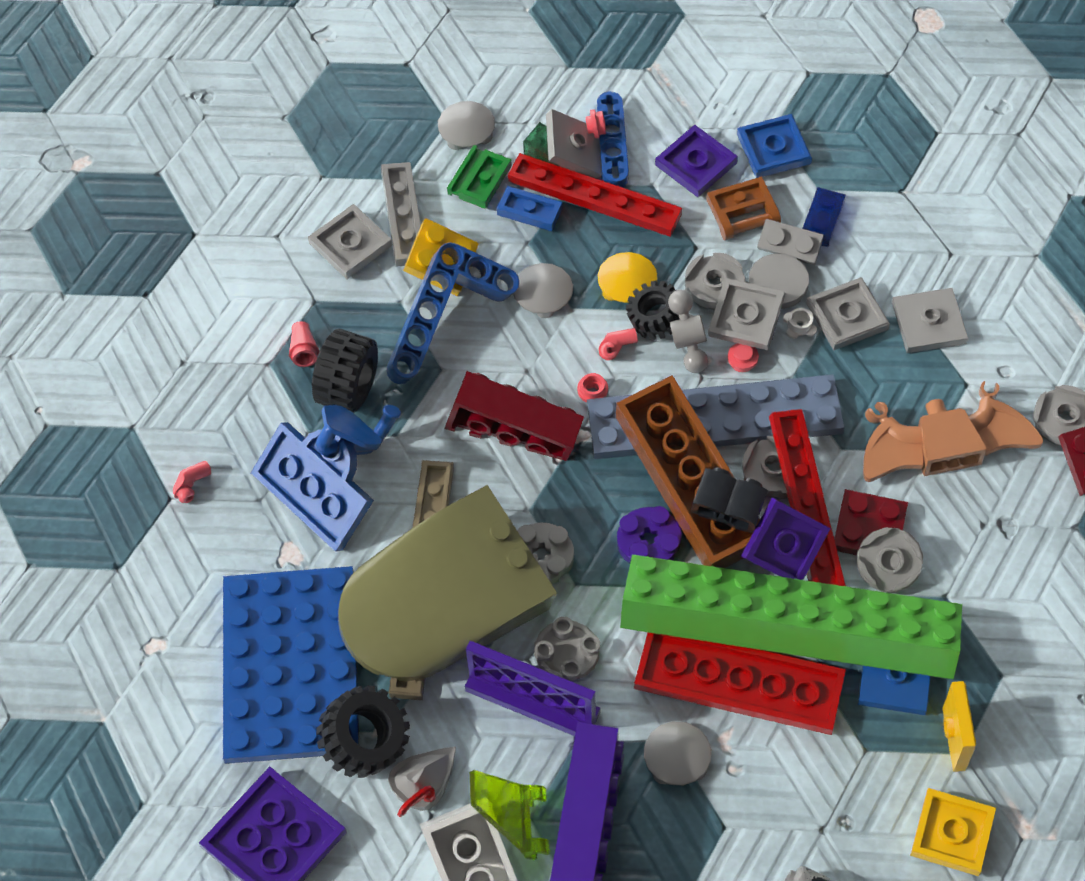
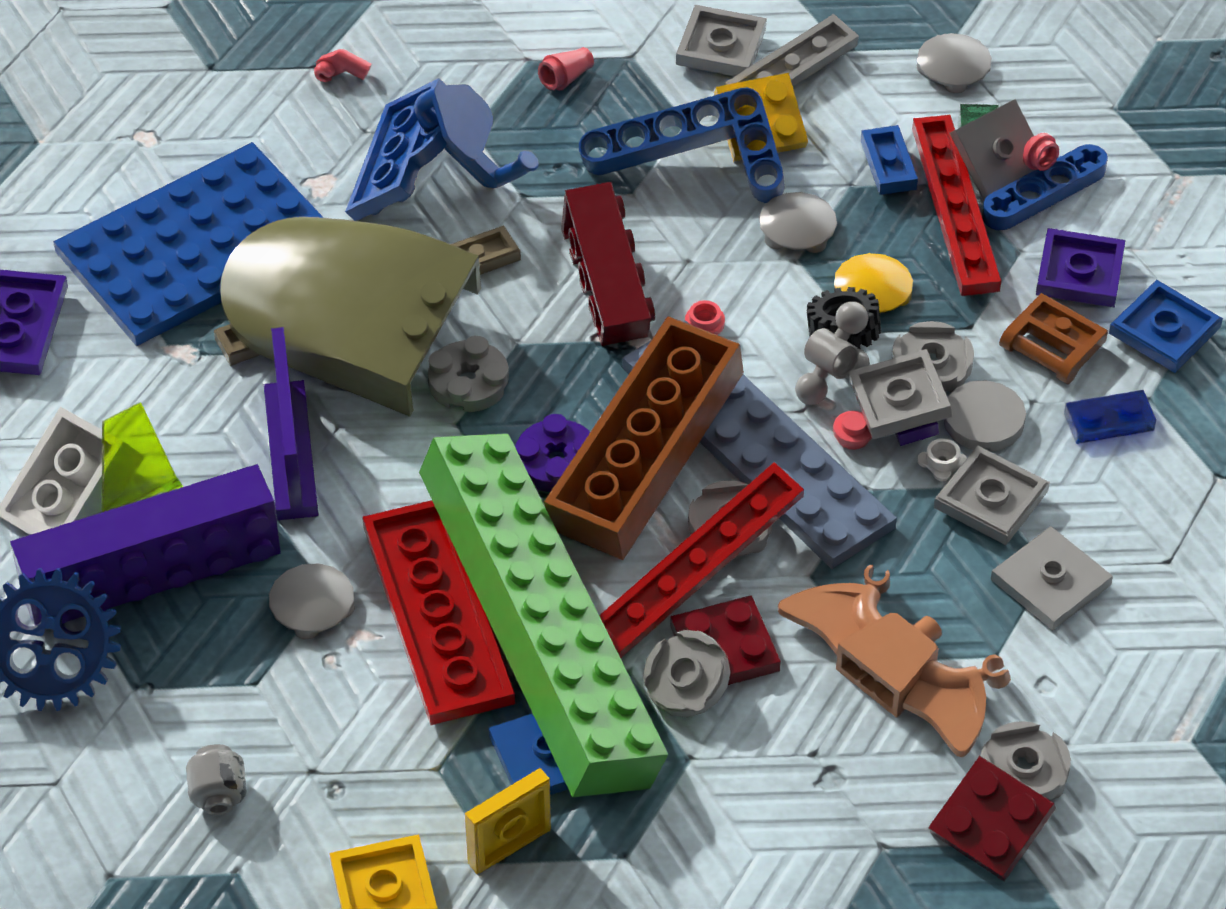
camera: 55 degrees right, 10 degrees down
(345, 370) = (545, 101): black tyre -> none
(386, 720) = (137, 288): black tyre -> none
(422, 779) = (130, 388): light grey piece -> none
(479, 176) = (892, 100): green plate -> none
(567, 649) = (366, 447): light grey dish -> none
(615, 340) = (779, 310): coral arm -> none
(729, 499) = (621, 466): black brick -> none
(785, 541) = (617, 548): dark purple plate -> none
(790, 240) = (1044, 399): light grey plate -> none

